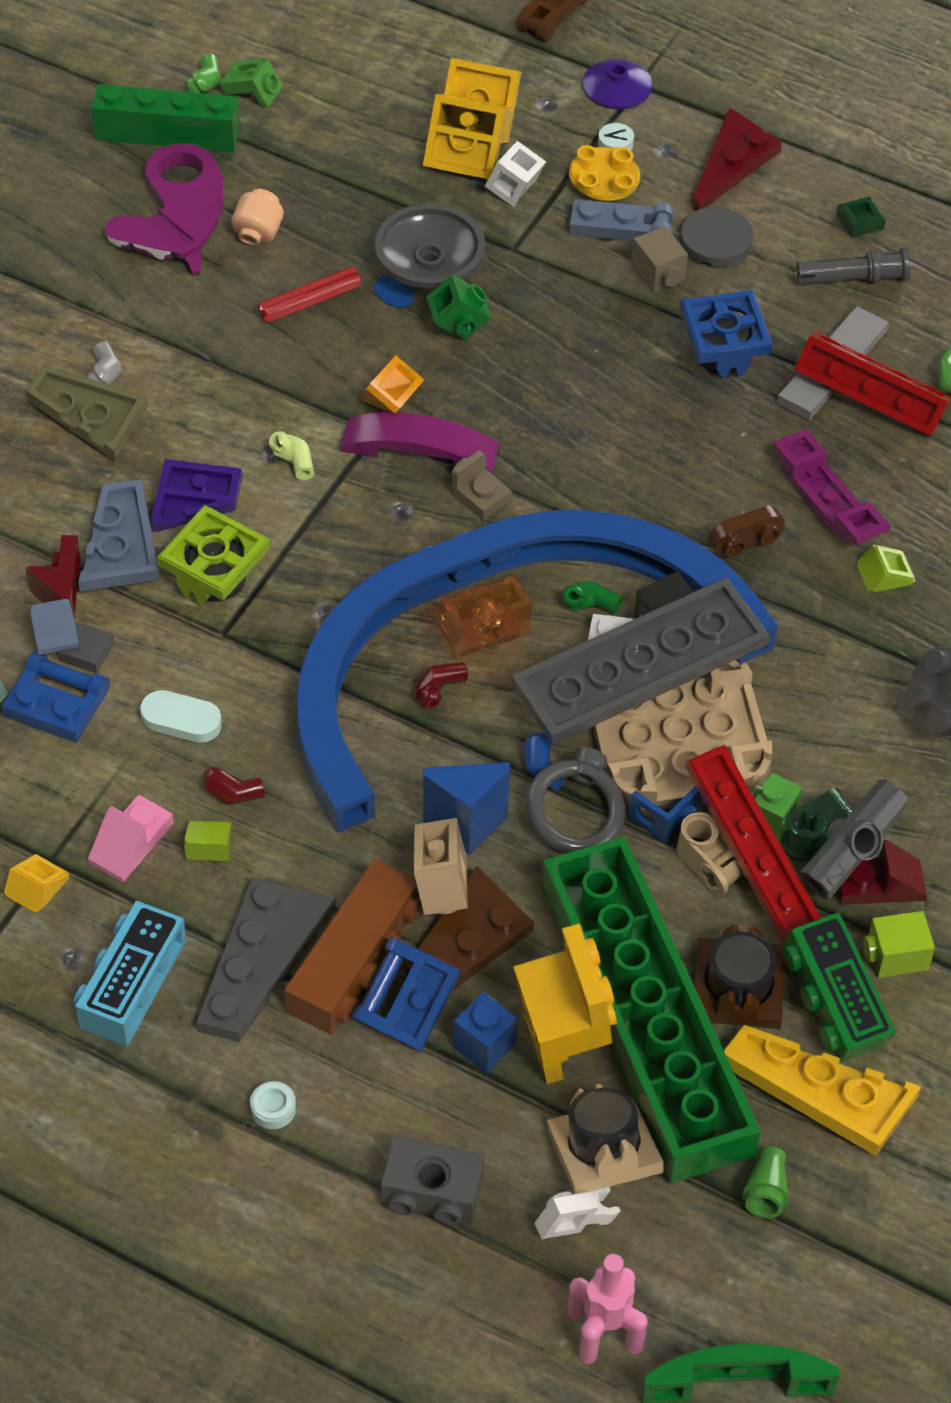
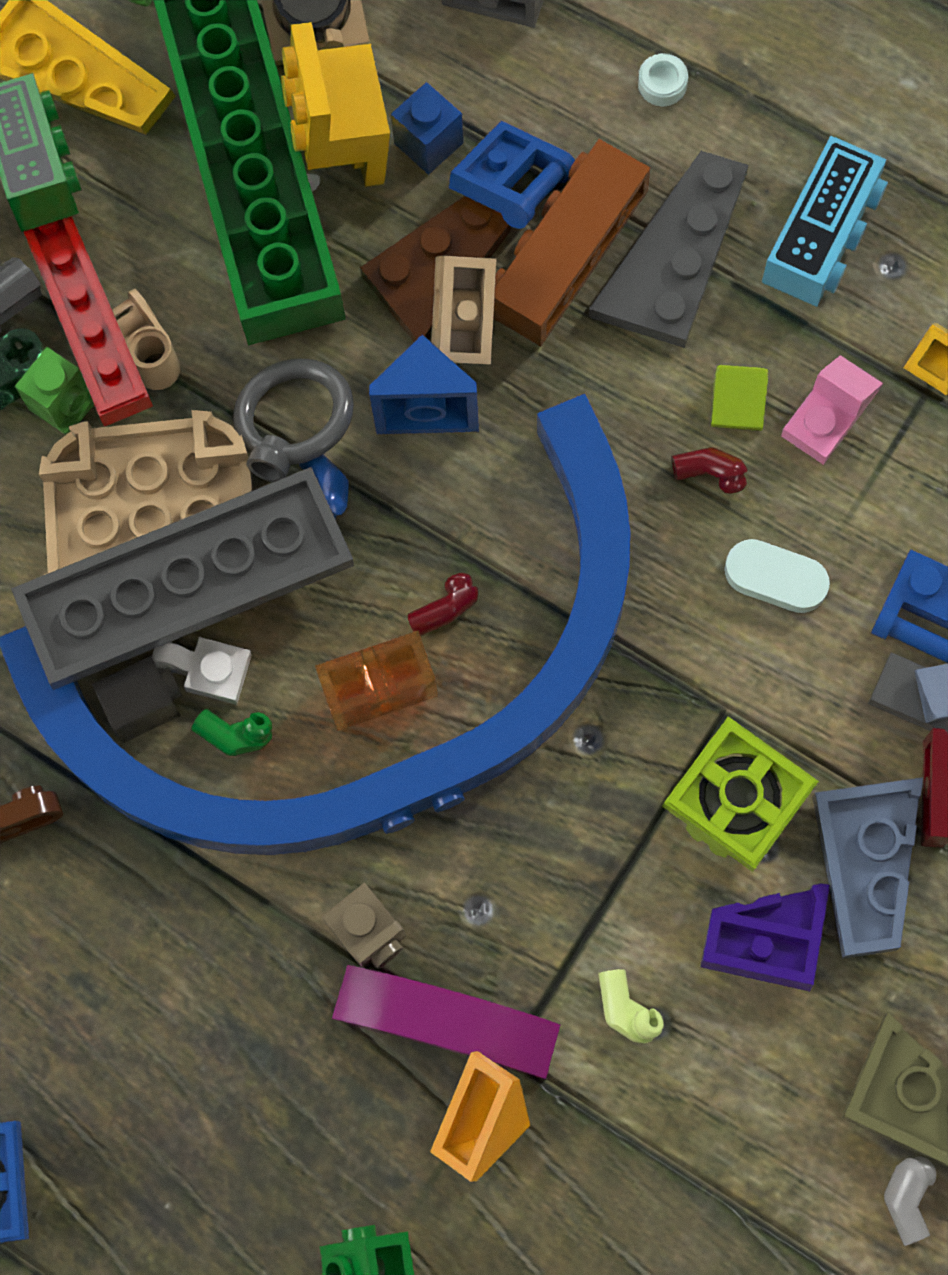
camera: 170 degrees left, 20 degrees up
(666, 823) = (170, 388): blue bracket -> none
(740, 973) = (135, 183): piece -> none

